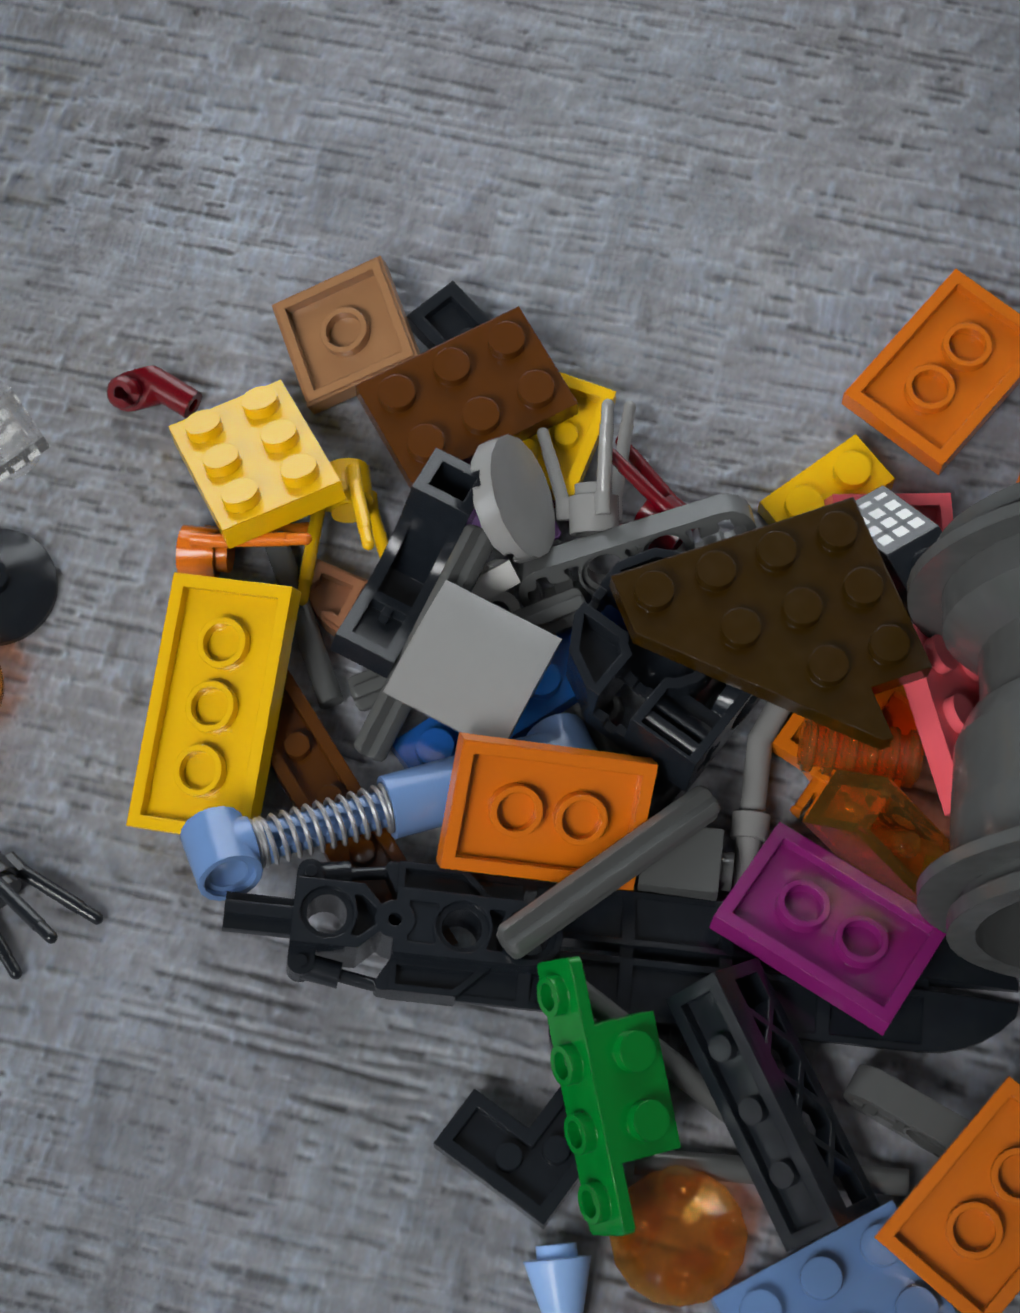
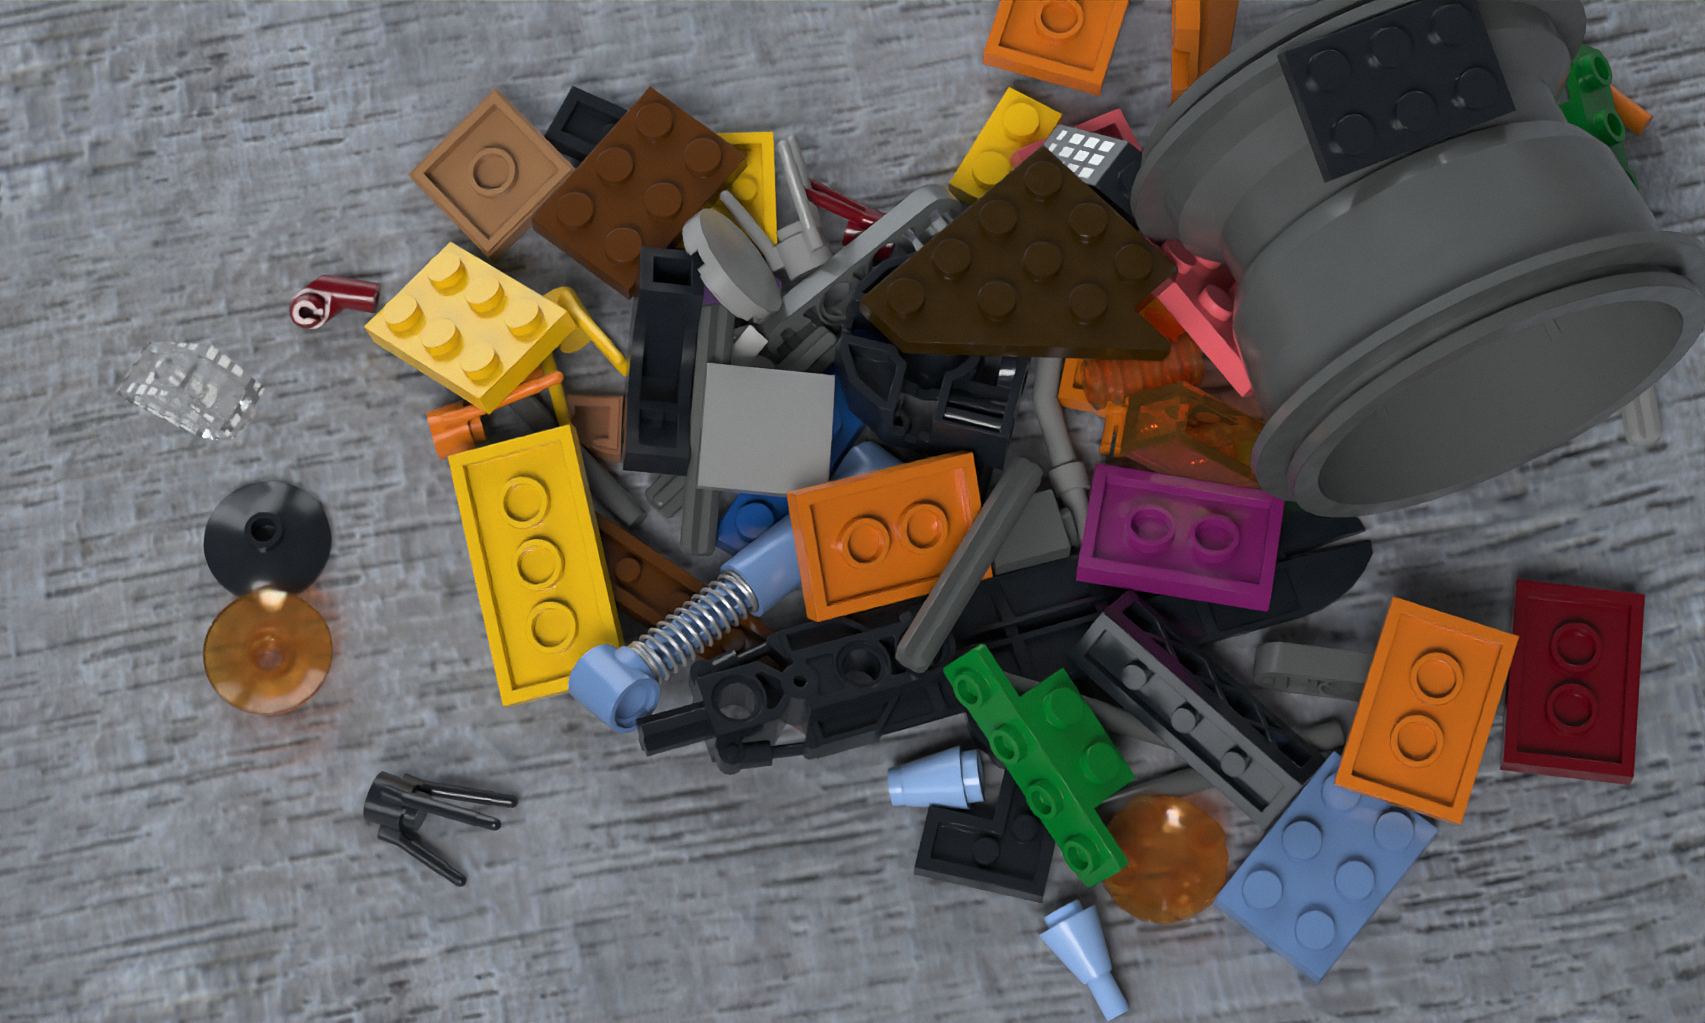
camera: 25 degrees left, 0 degrees up
(497, 1067) = (939, 780): none -> light blue cone

